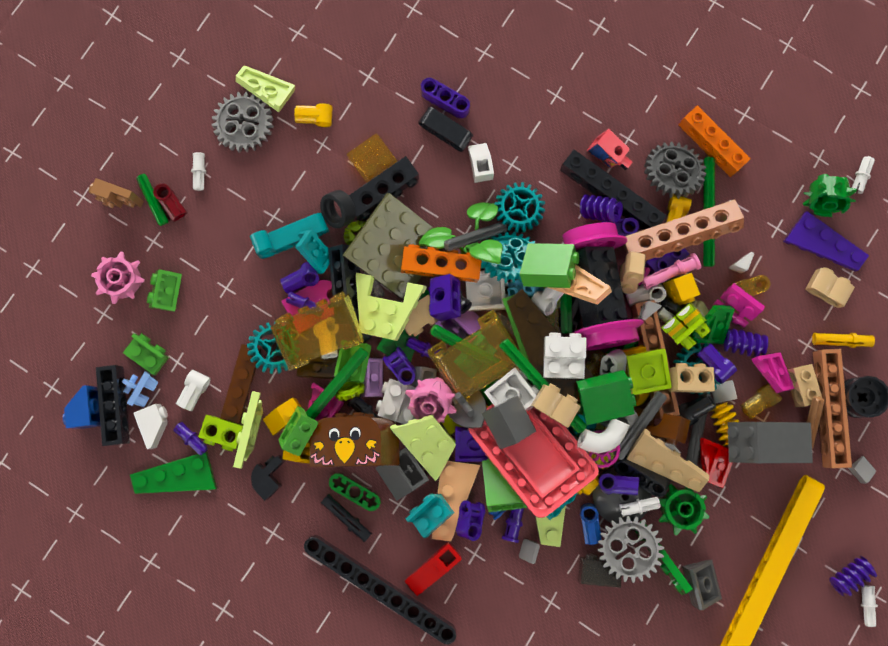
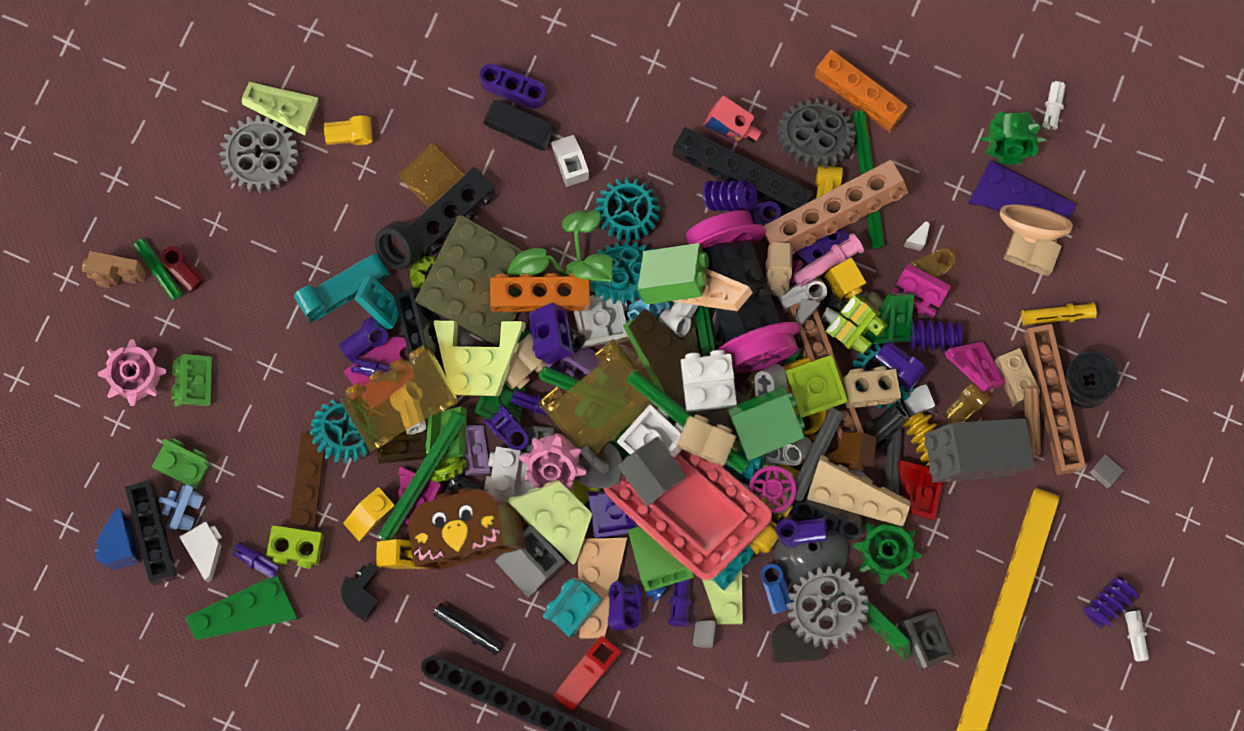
camera: 10 degrees left, 5 degrees down
(194, 385) = (250, 493): white piece -> none
(198, 171) = (211, 224): white axle -> none
(247, 438) = (330, 523): yellowish green wing -> none
(297, 432) = (392, 526): bright green bracket -> none
(364, 504) = (453, 595): green beam -> none
(474, 236) = (577, 253): dark grey axle -> none
(603, 441) = (773, 477): white cylinder -> none
(639, 506) = (832, 555): white axle -> none
(840, 266) = (1035, 222): none -> light nougat dish

